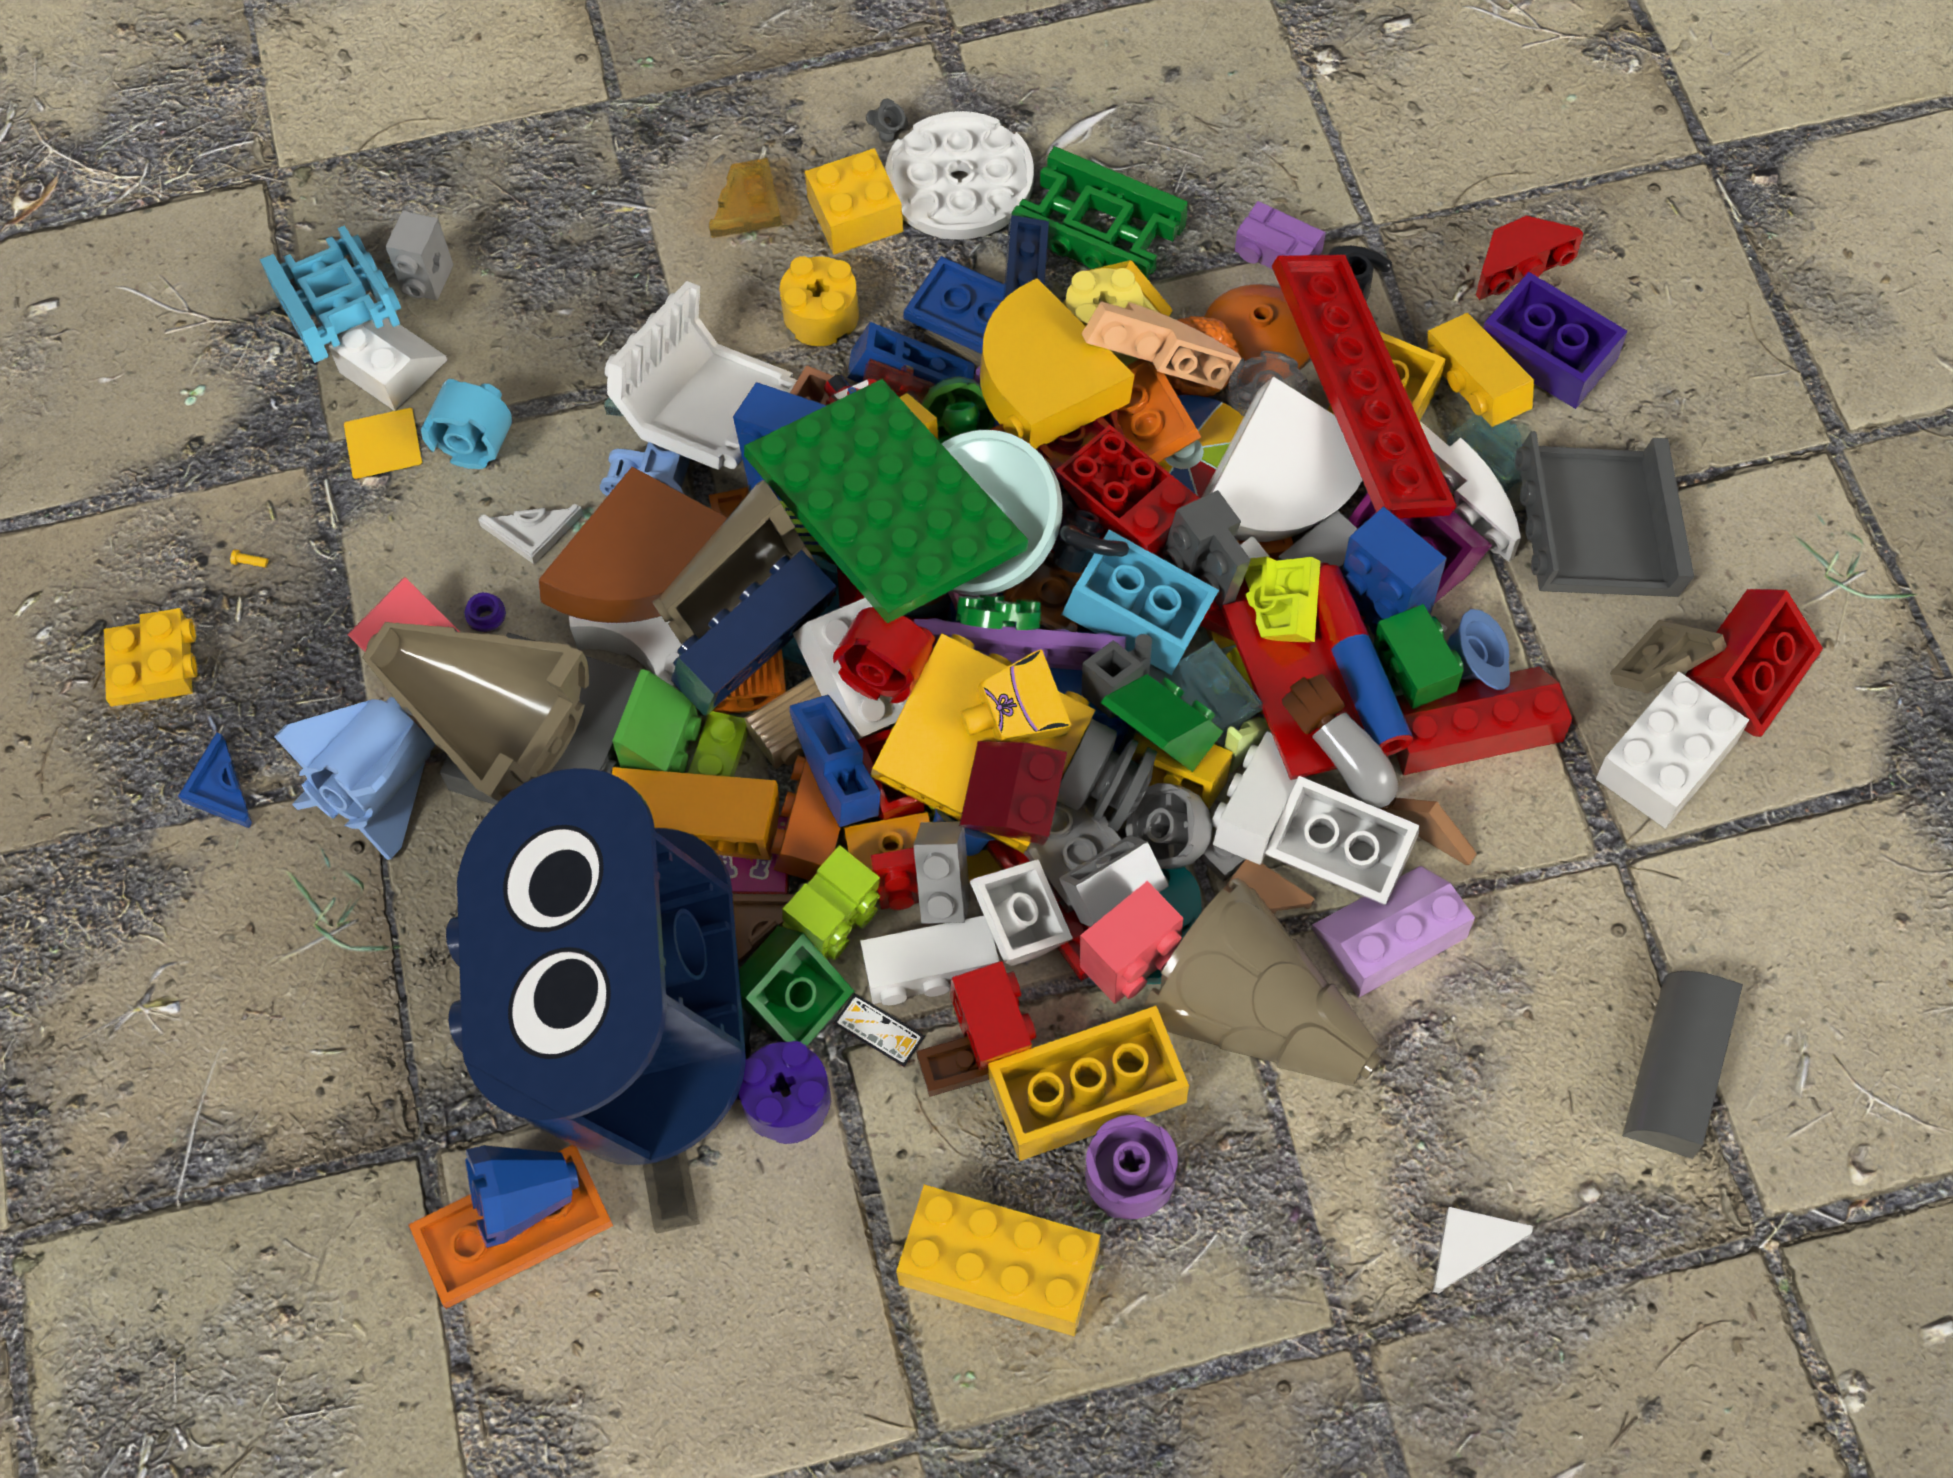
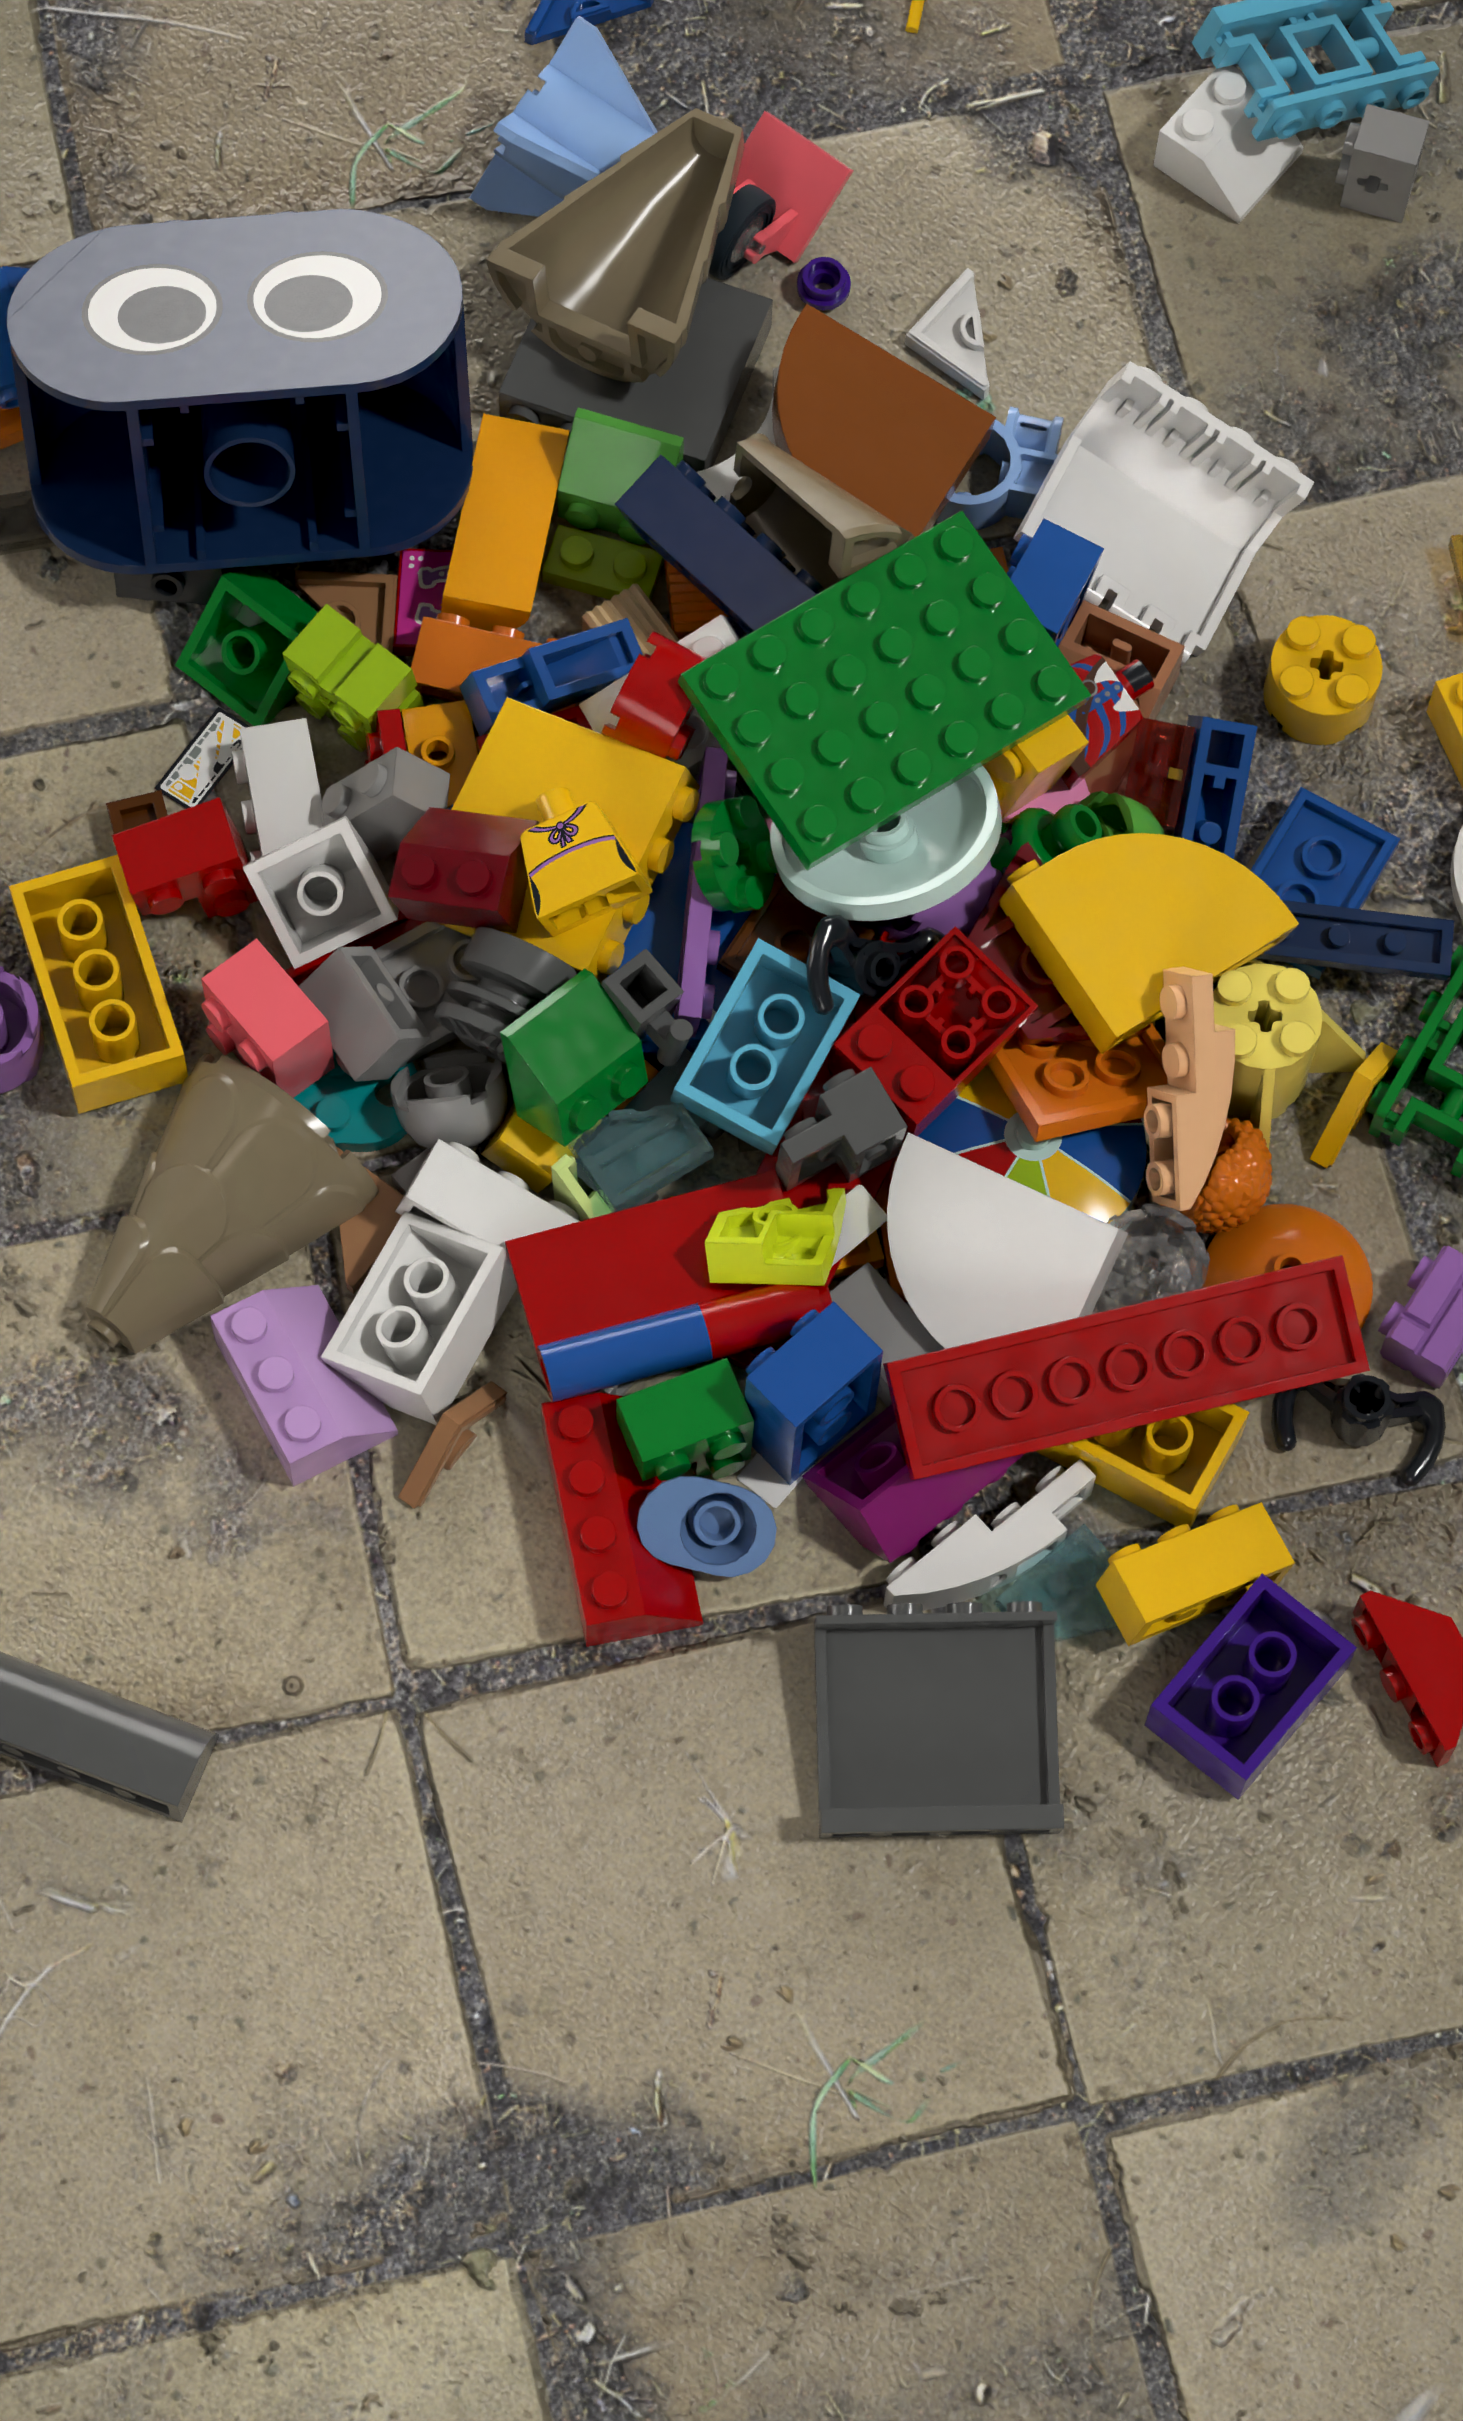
camera: 85 degrees right, 5 degrees up
(382, 443) = (1100, 153): yellow sticker -> none
(467, 423) = (1105, 238): medium azure brick -> none
(780, 1068) = (115, 639): dark purple brick -> none
(1349, 747) = (525, 1318): light grey piece -> none
(1663, 653) = (701, 1783): dark tan wing -> none
(1671, 749) = (550, 1774): white brick -> none
(1763, 659) = (692, 1915): red slope -> none

